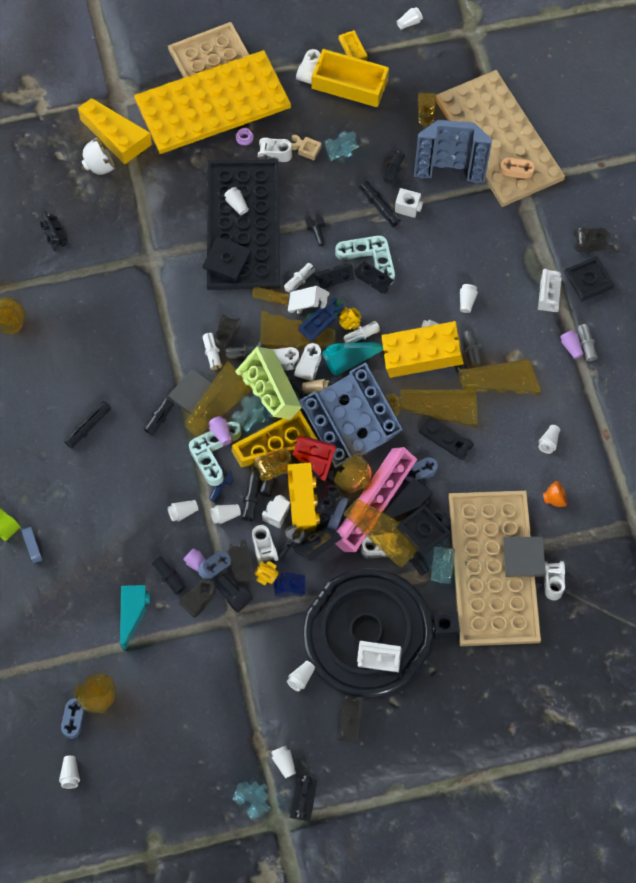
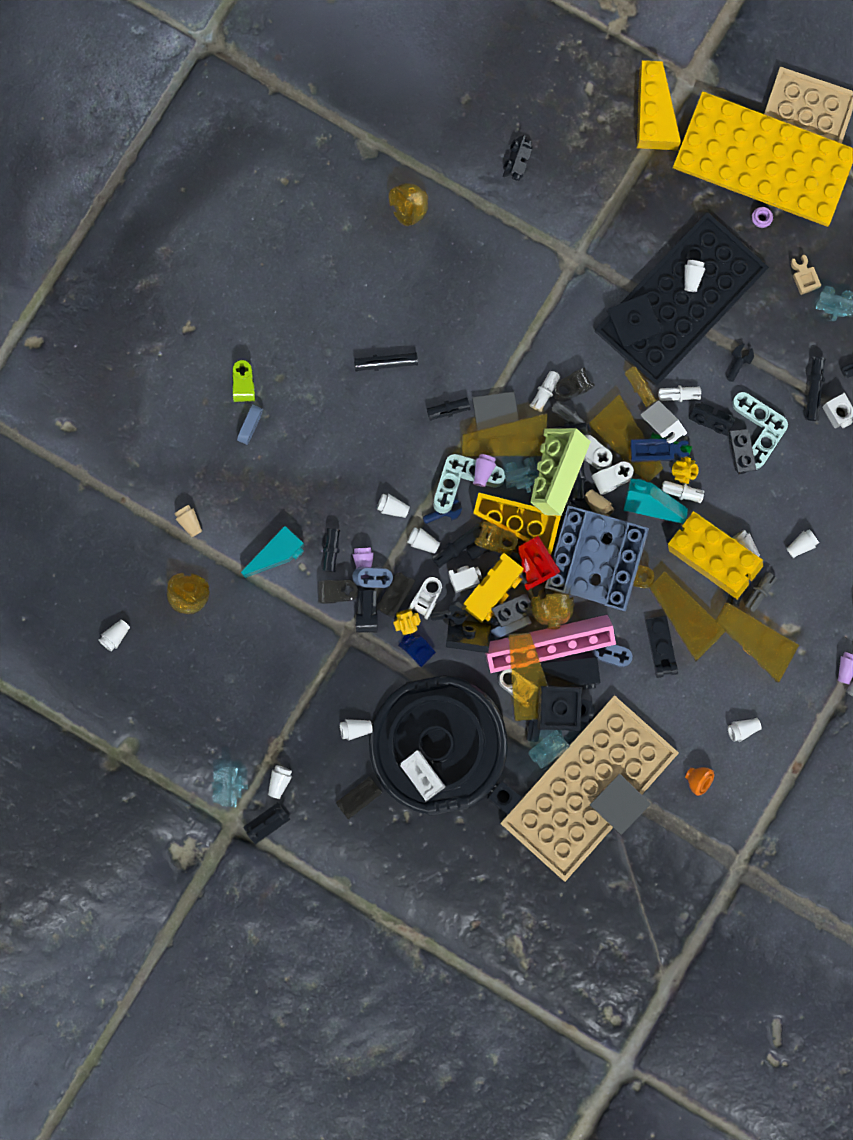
camera: 40 degrees right, 15 degrees up
(49, 646) = (188, 520): none -> tan cone
(68, 717) = (149, 592): sand blue beam -> none
(97, 158) = (616, 123): white cylinder -> none
(274, 149) = (773, 250): white piece -> none
(554, 577) = (630, 841): white piece -> none

